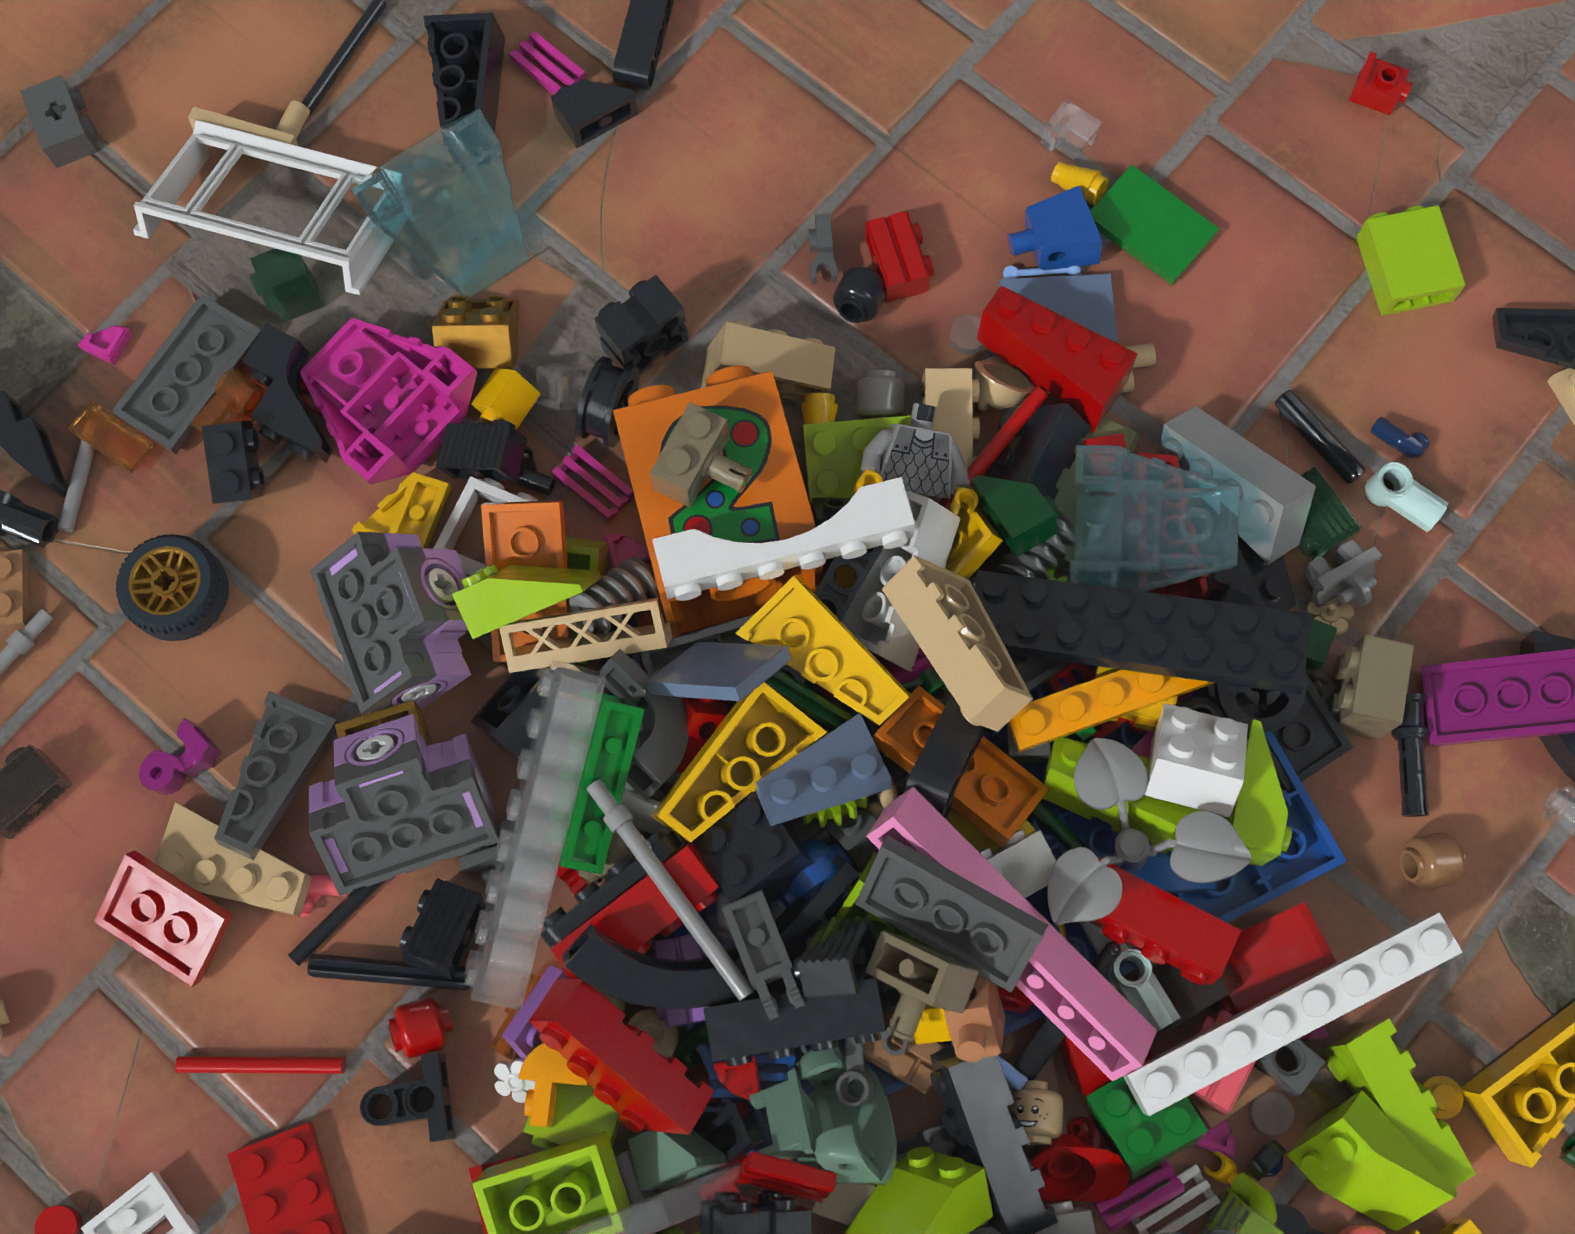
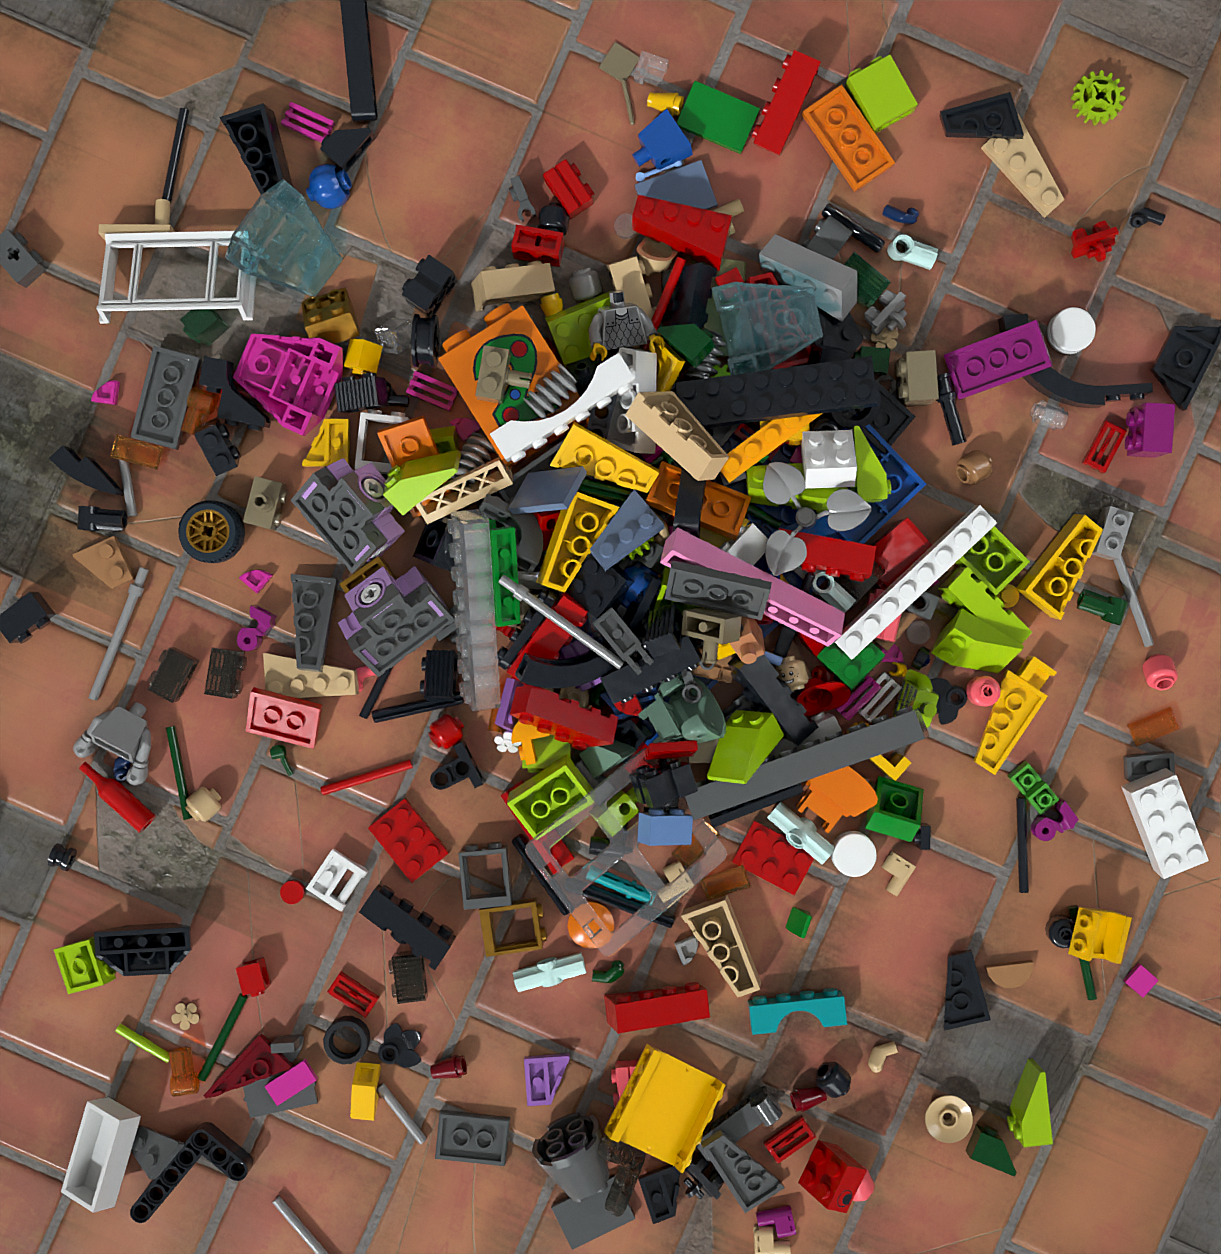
camera: 20 degrees left, 15 degrees up
(101, 815) = (225, 672): none -> clear smoke brick
(136, 976) = (280, 752): none -> dark green hand
(213, 684) = (256, 579): none -> dark pink tile
(273, 570) = (266, 503): none -> dark tan brick
(545, 153) = (329, 186): none -> blue plant
(775, 507) = (551, 392): none -> light grey piece
(826, 316) = (538, 245): none -> red brick
(1026, 117) = (620, 64): none -> dark tan piece
(1263, 228) = (786, 103): none -> red wedge
(1281, 434) = (829, 238): none -> dark grey brick
(1344, 307) = (848, 138): none -> orange plate
(1433, 1023) = (993, 560): none -> lime brick

